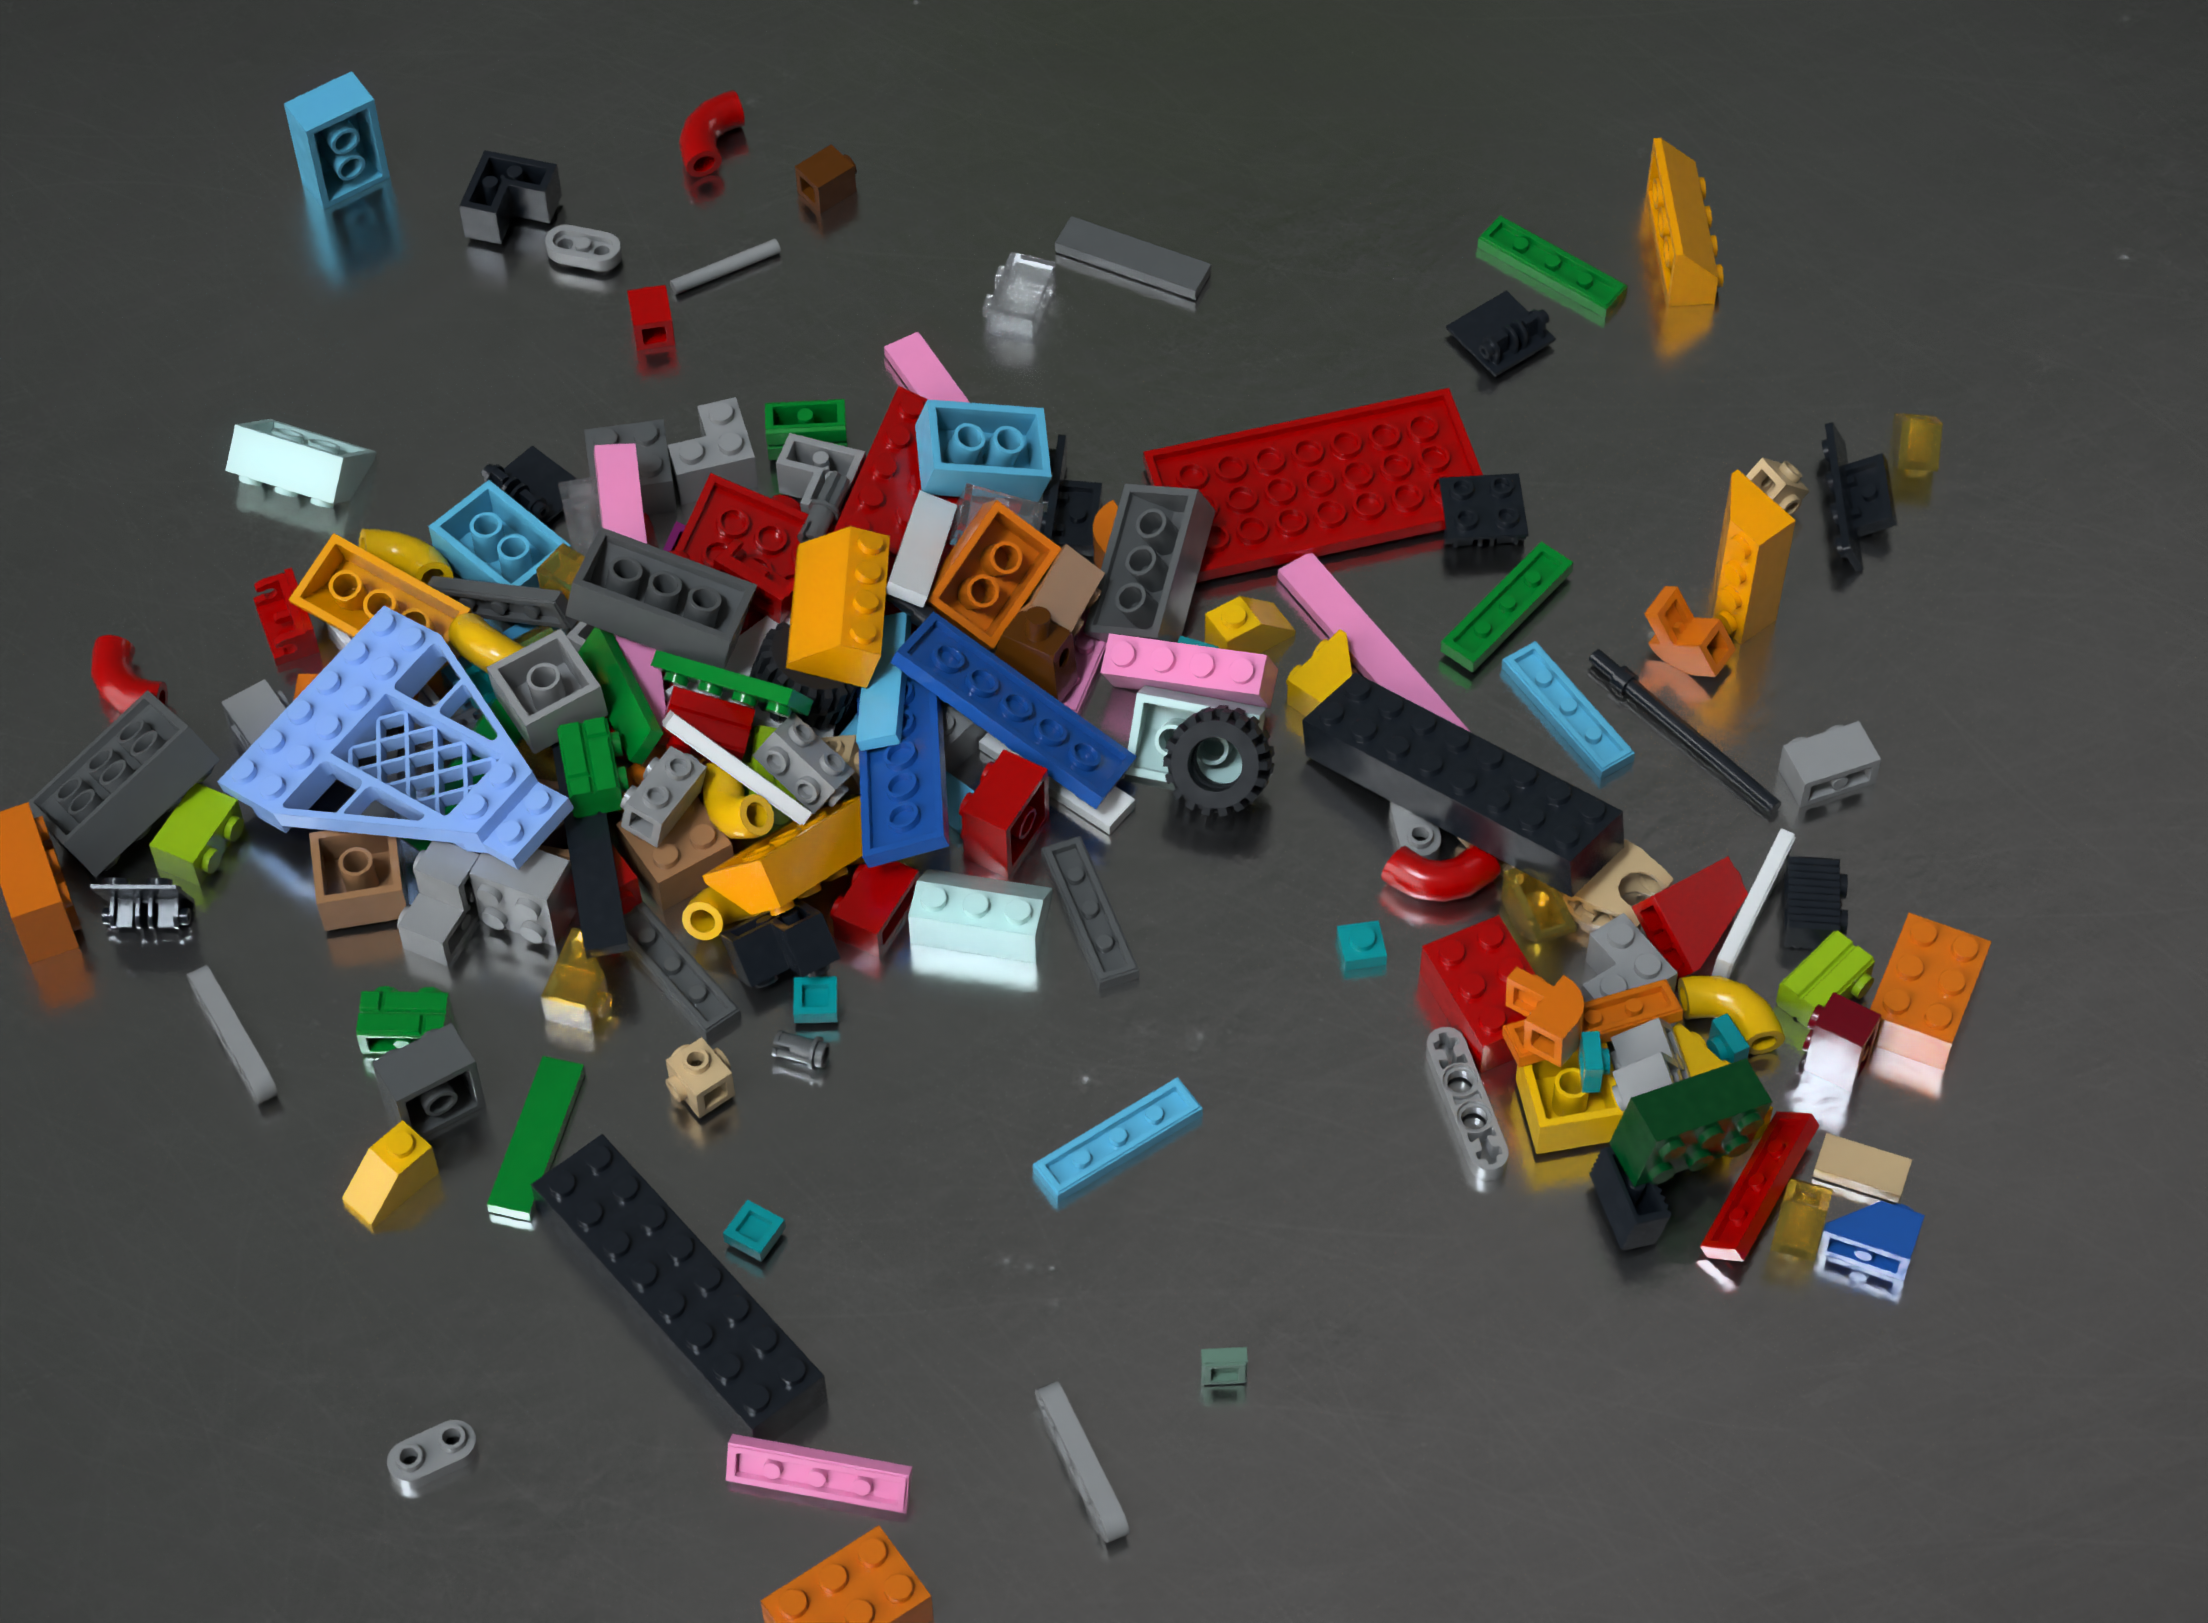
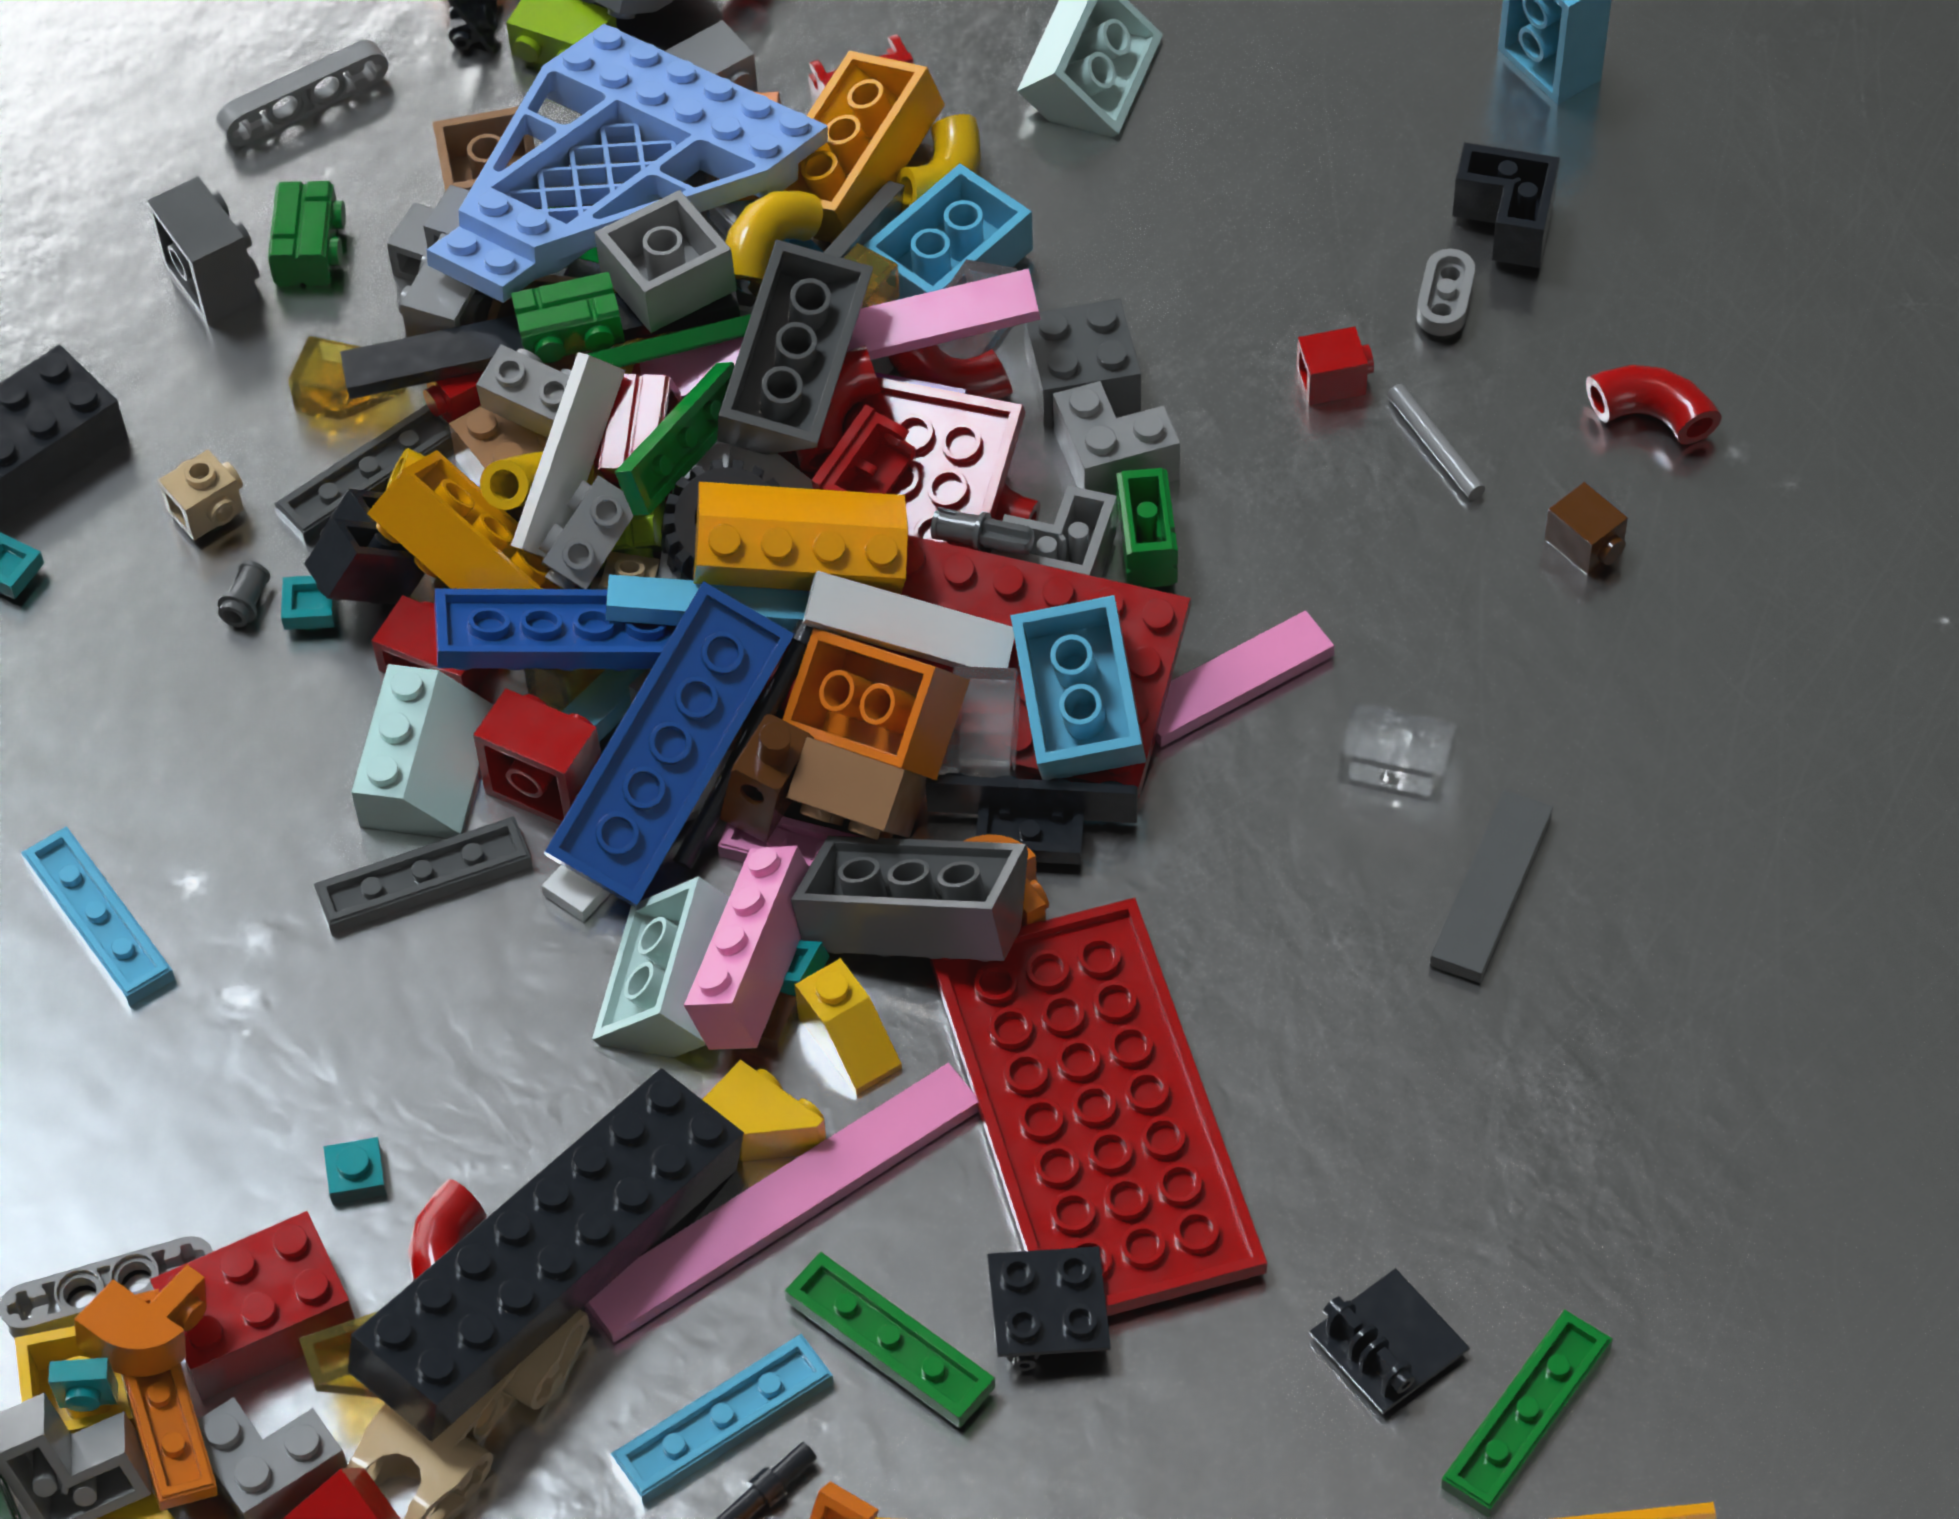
camera: 90 degrees right, 0 degrees up
(390, 1174) = (117, 246): yellow slope -> none
(531, 482) = (1067, 270): black hinge -> none
(536, 1136) = (162, 367): green tile -> none
(1194, 785) = (601, 977): black tyre -> none

